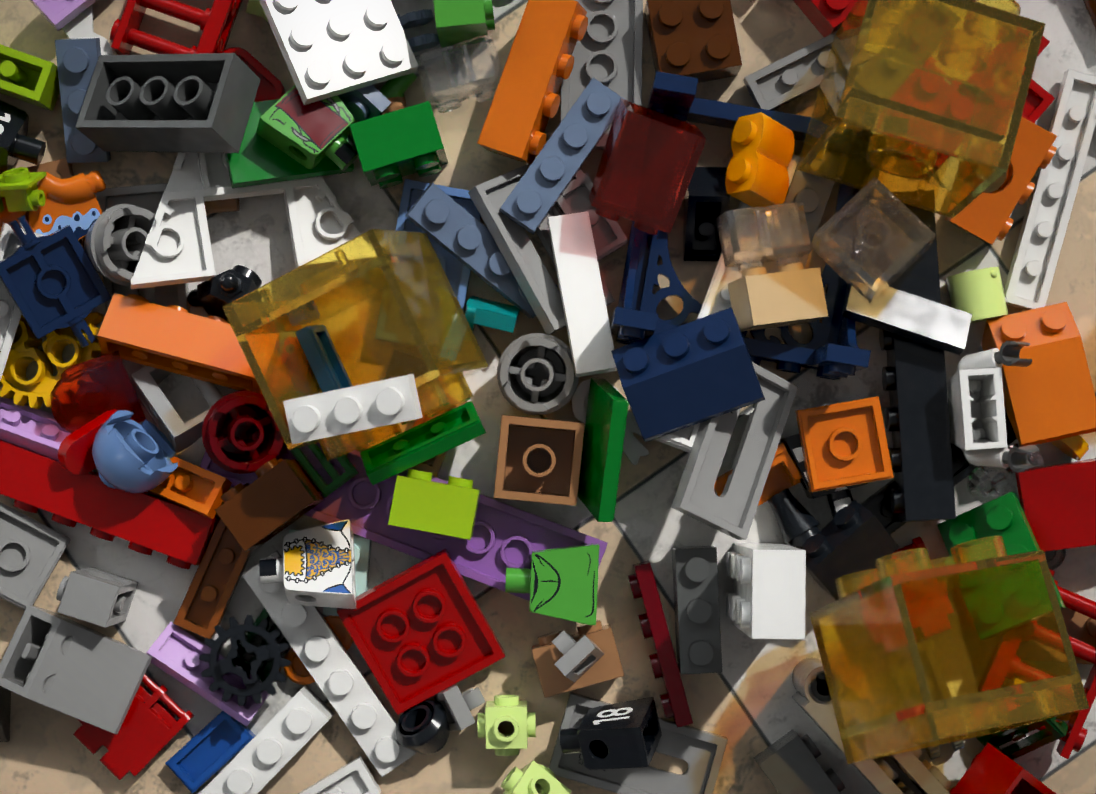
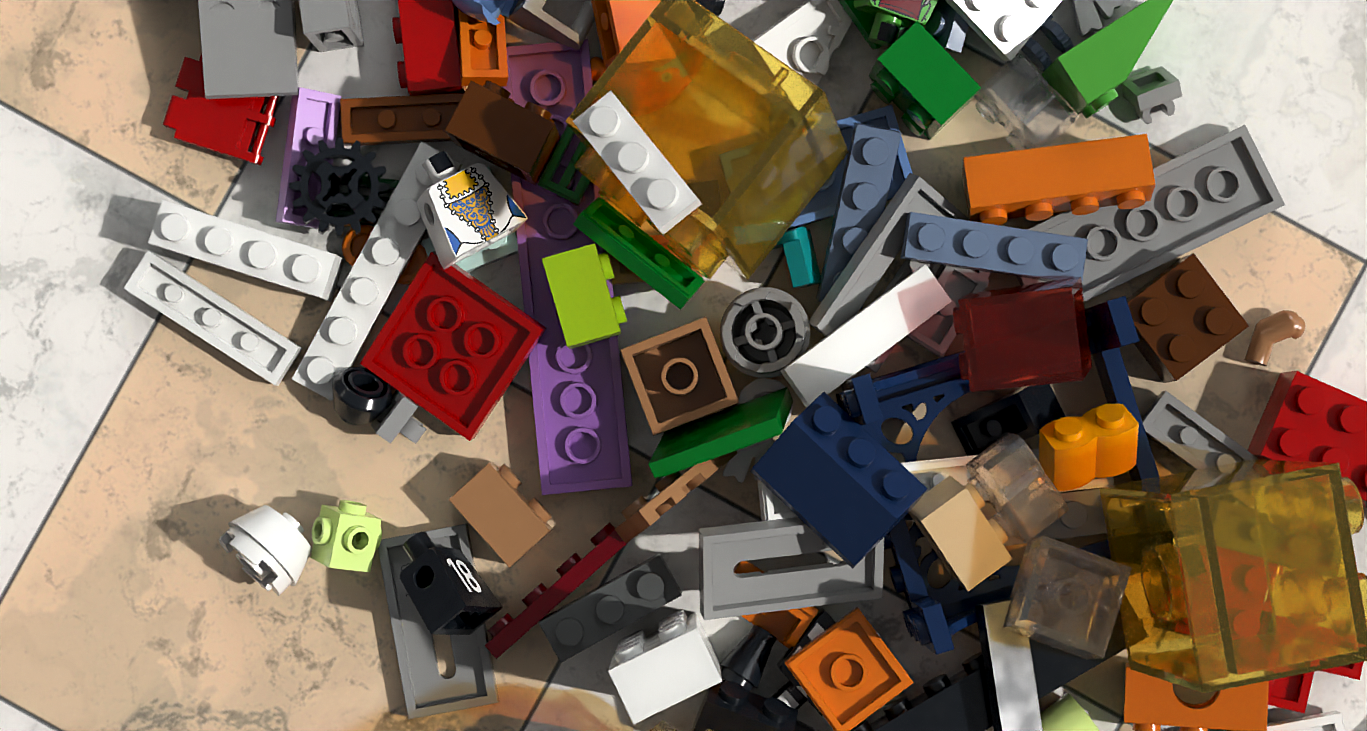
camera: 65 degrees right, 0 degrees up
(209, 750) = (234, 197): blue tile -> none
(241, 432) = (559, 68): dark red cone -> none
(323, 358) = (674, 112): tile -> none
(395, 89) = (975, 50): bright green arm -> none
(509, 709) = (420, 475): yellowish green brick -> none
(560, 582) = (569, 457): bright green torso -> none
(576, 655) = (505, 510): light grey tile -> none
(627, 512) = (672, 490): none -> medium nougat wing

